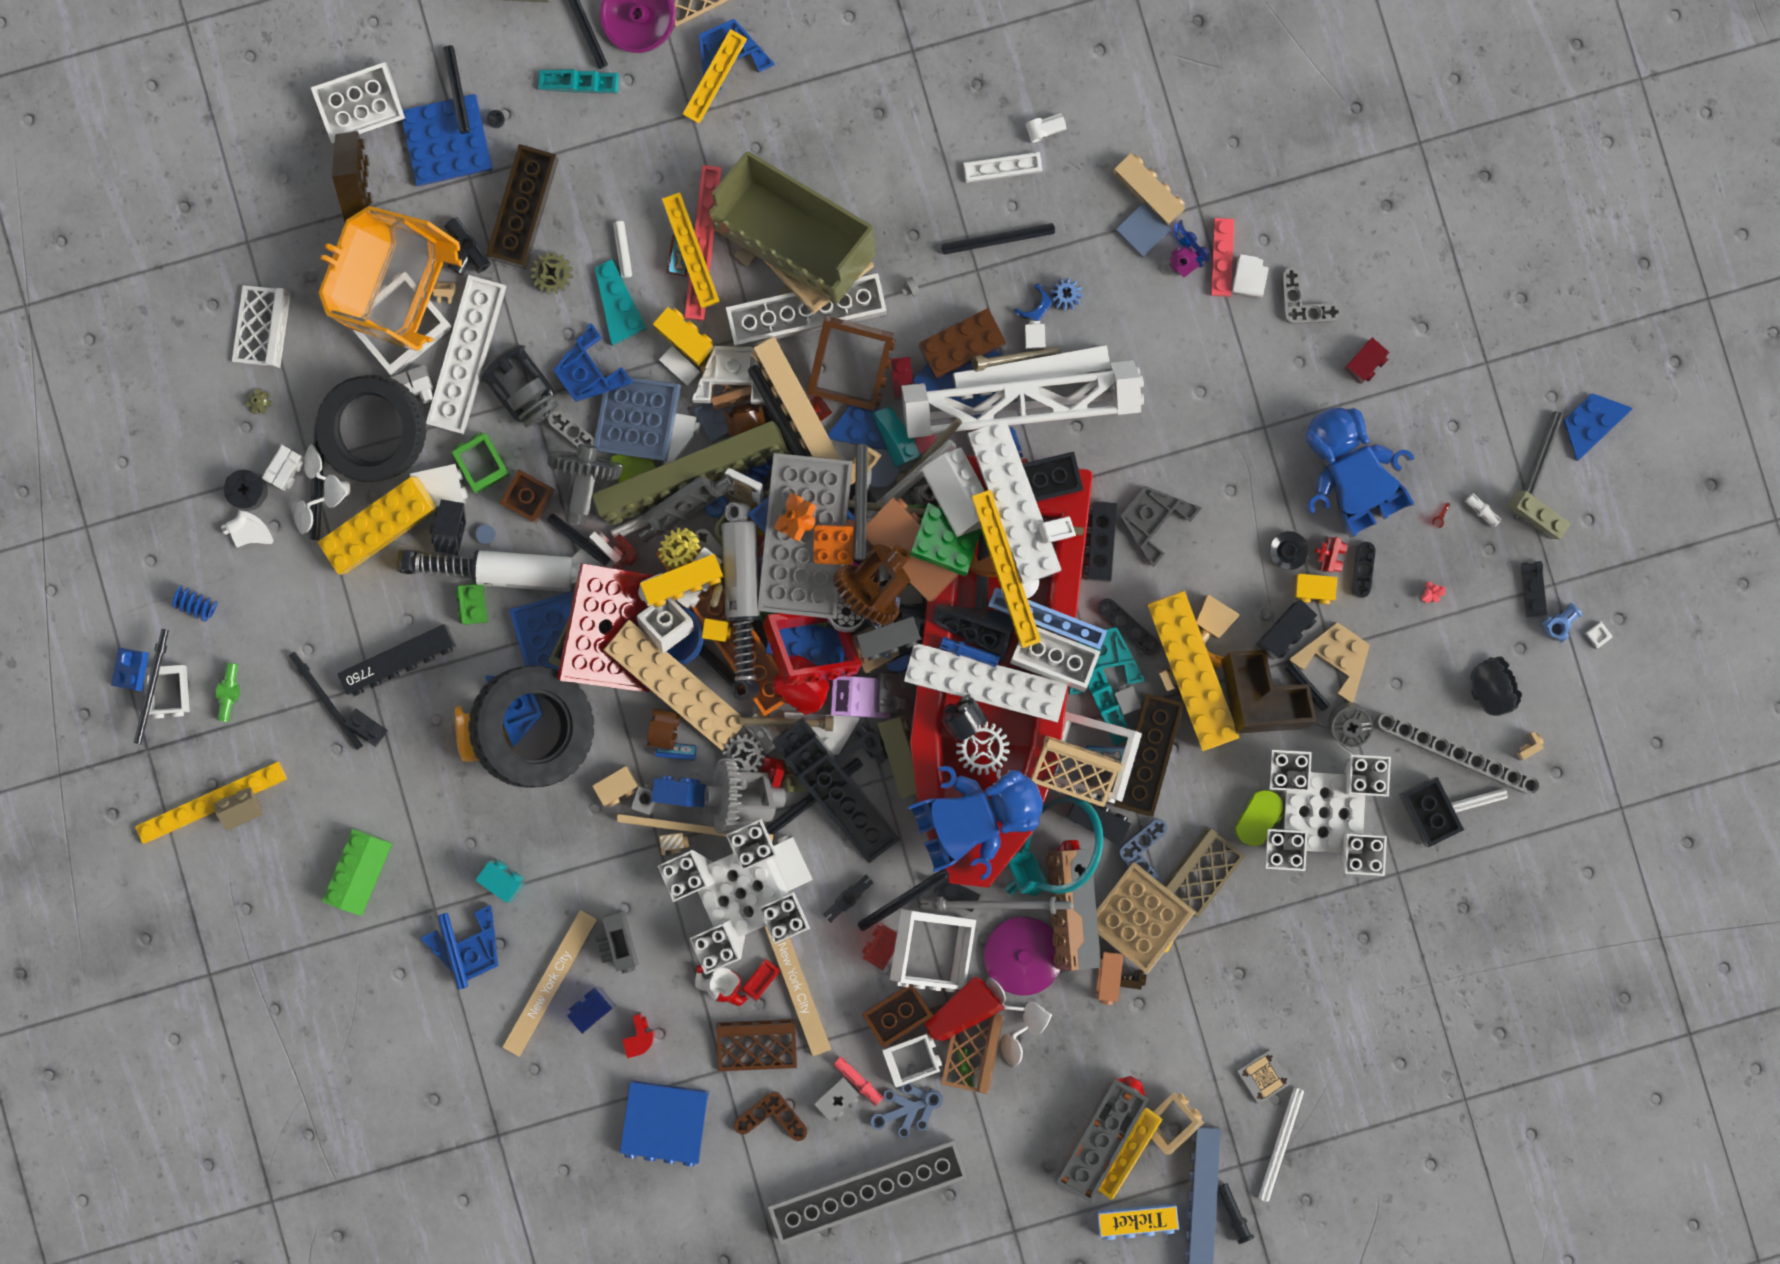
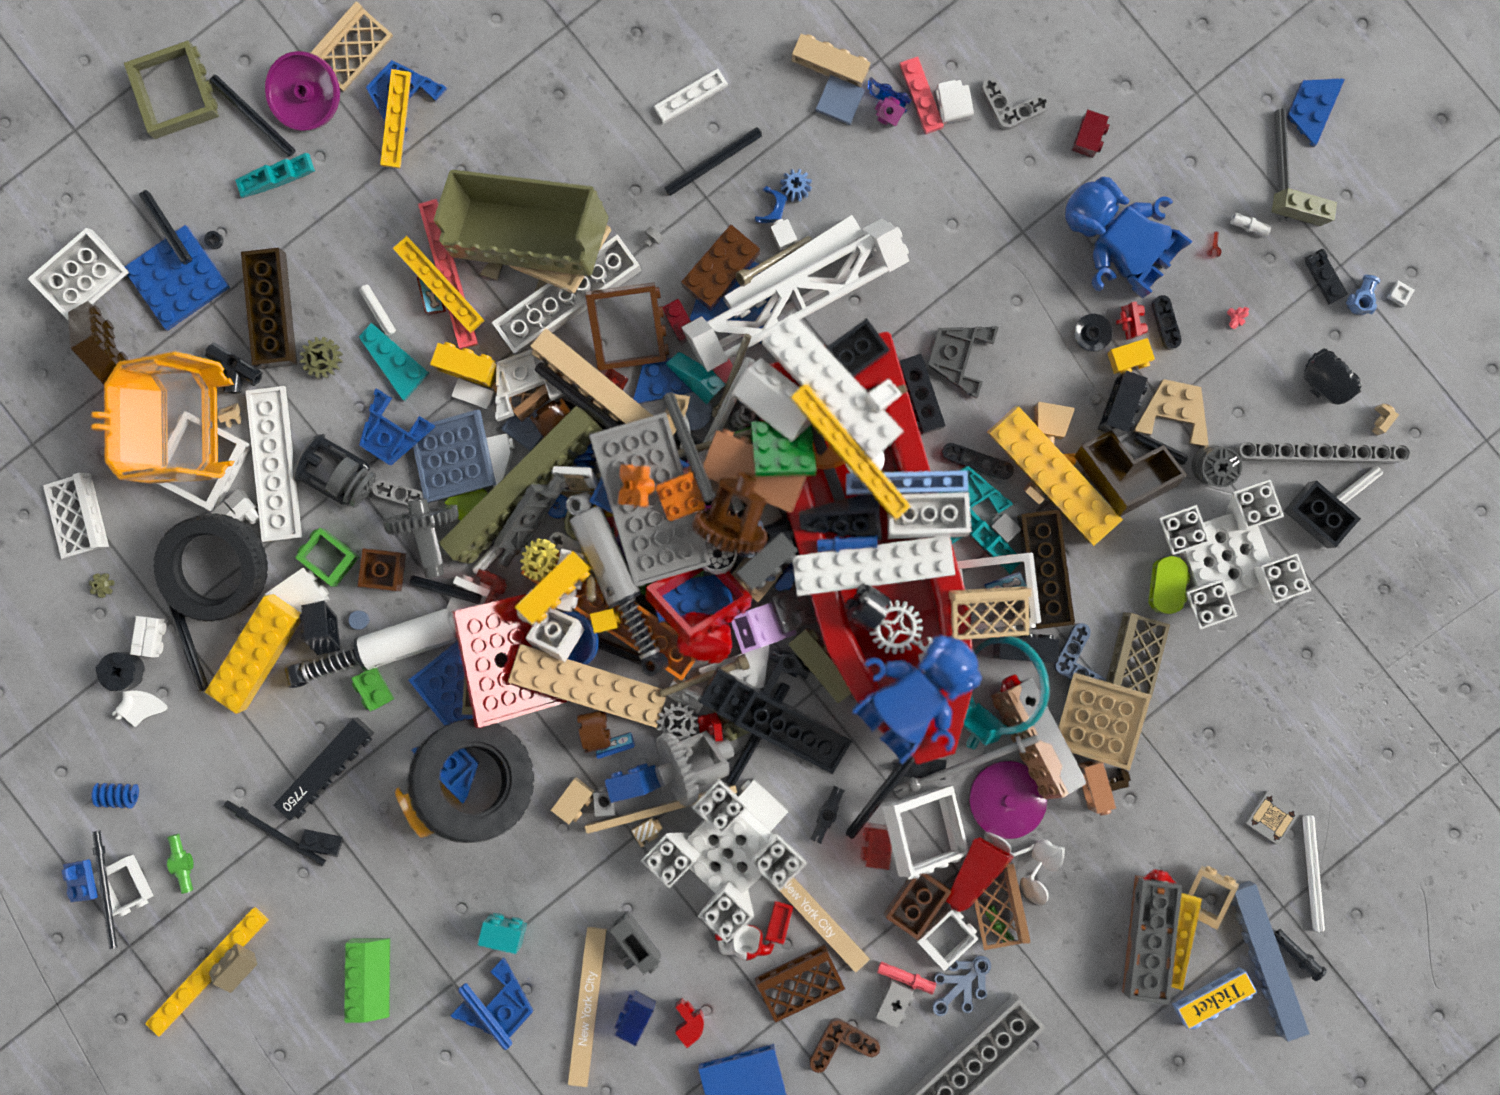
camera: 25 degrees left, 0 degrees up
(334, 490) = (197, 638): white plant -> none
(1041, 128) = (710, 46): white piece -> none

